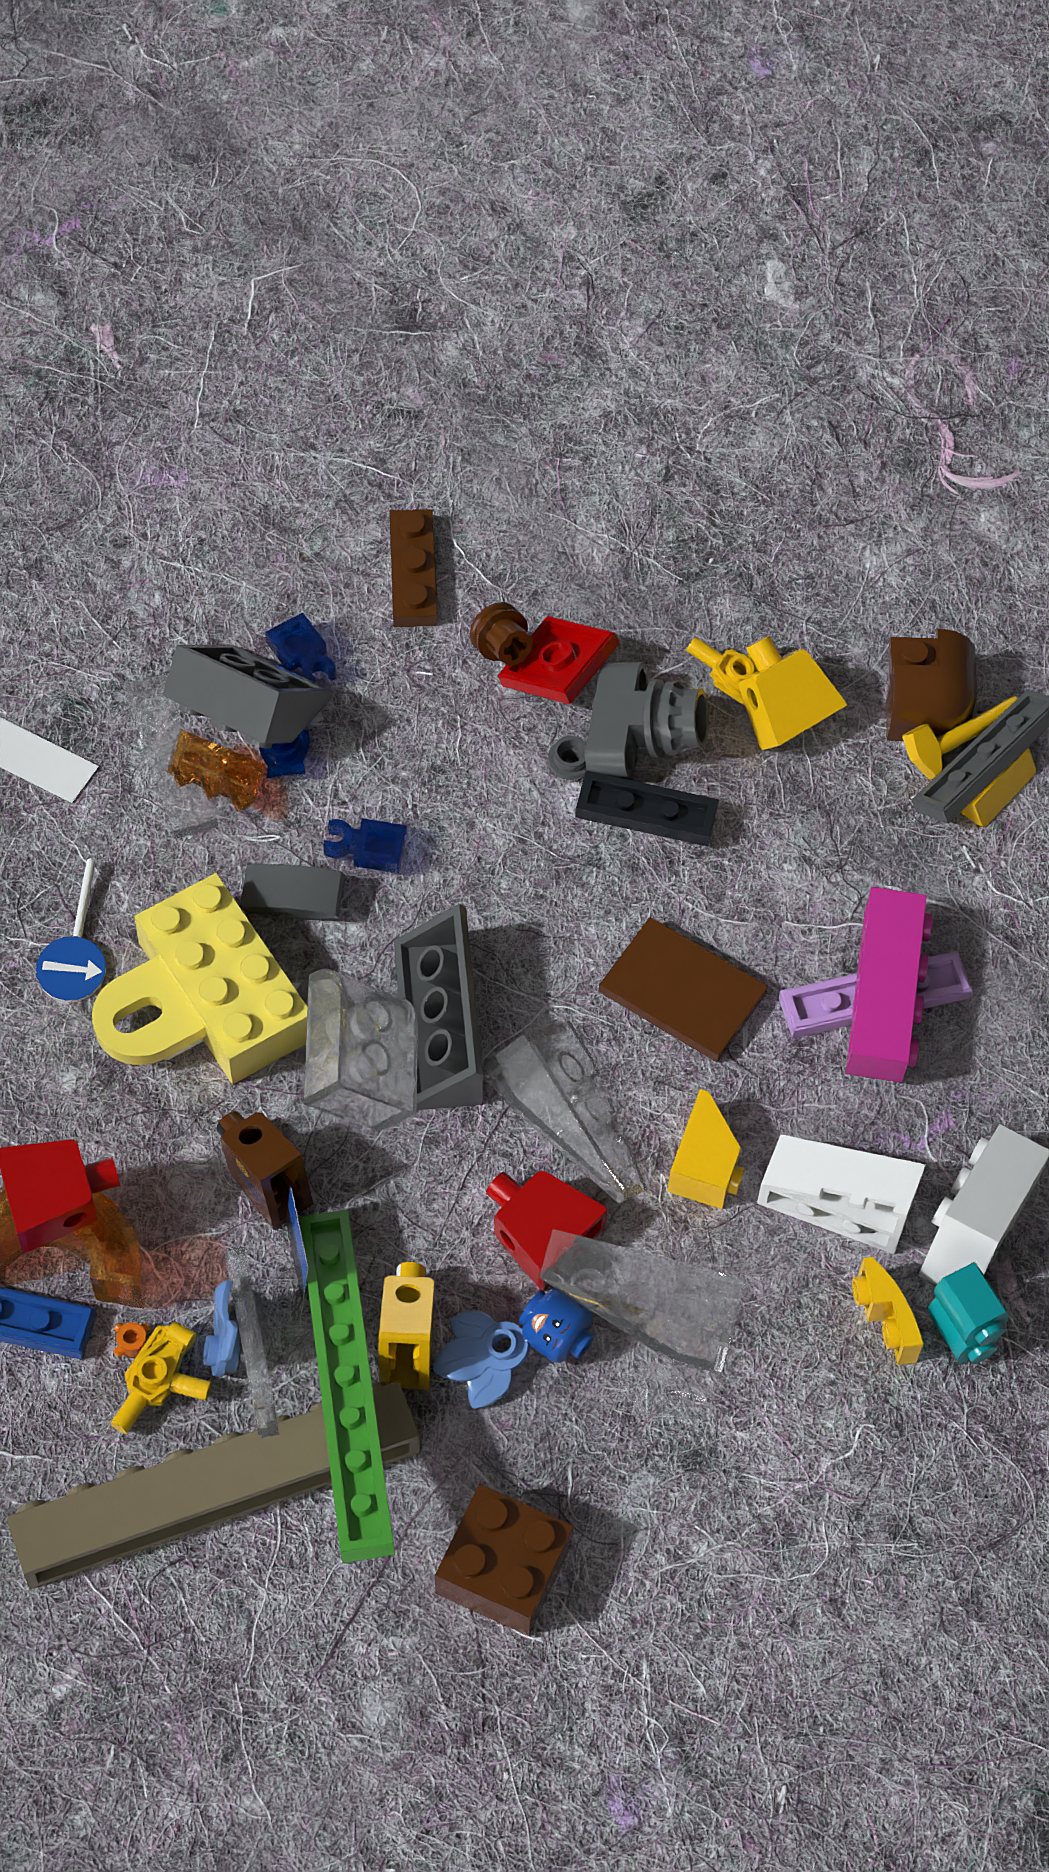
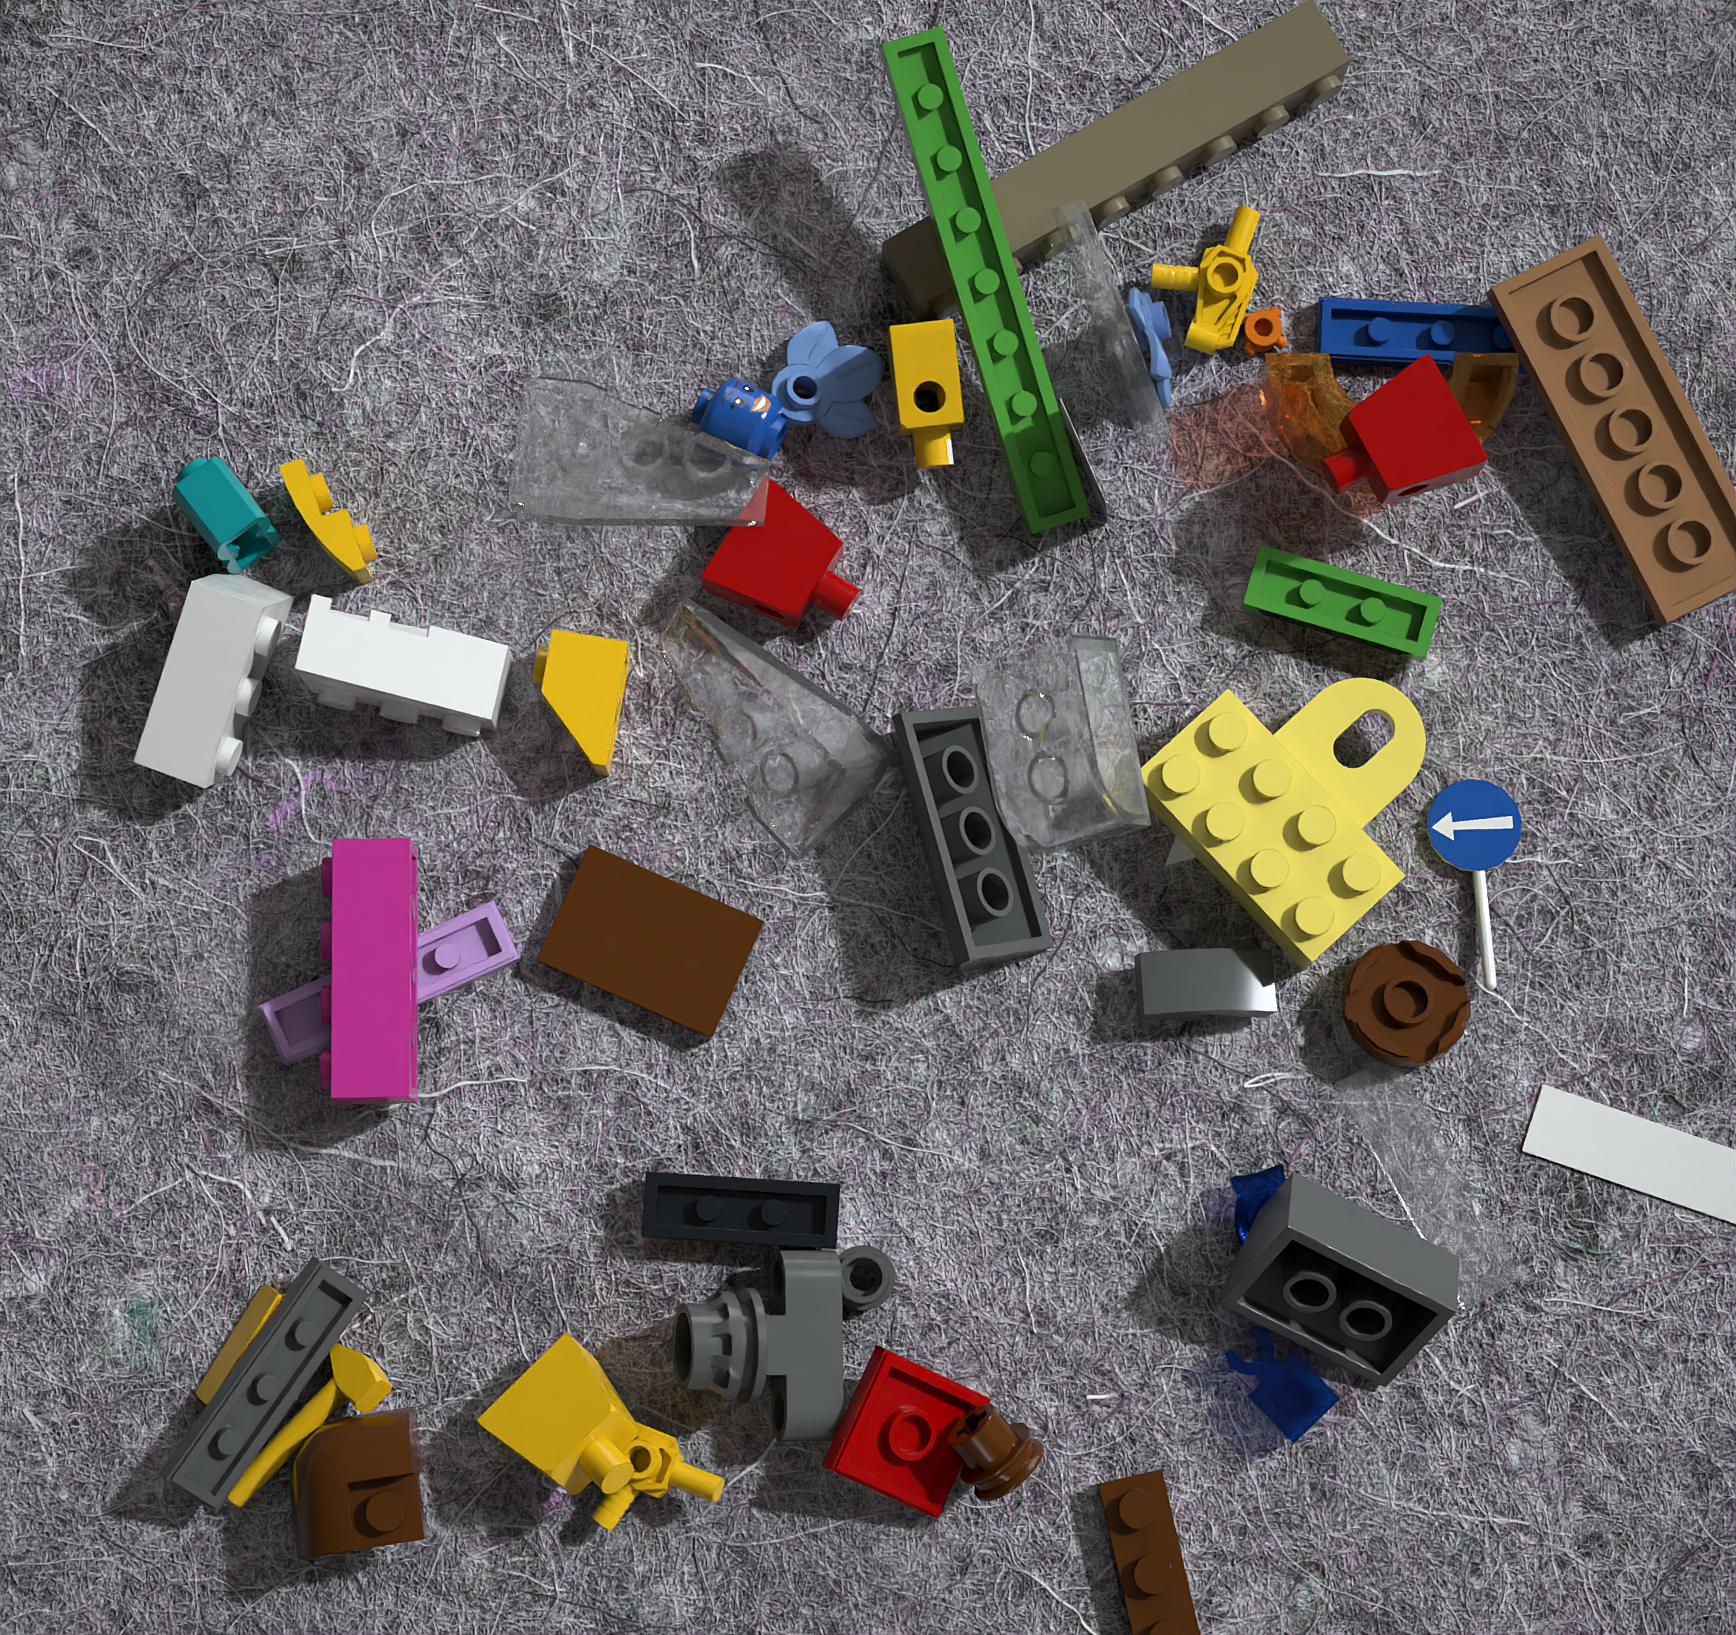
camera: 170 degrees right, 20 degrees up
(126, 1126) = (1341, 603): none -> bright green plate
(153, 857) = (1405, 1003): none -> reddish brown tile
(215, 770) = (1351, 1143): clear orange plate -> none
(259, 1153) = (1130, 558): reddish brown torso -> none
(374, 845) = (1106, 1080): clear blue plate -> none
(503, 1559) = (754, 125): reddish brown brick -> none

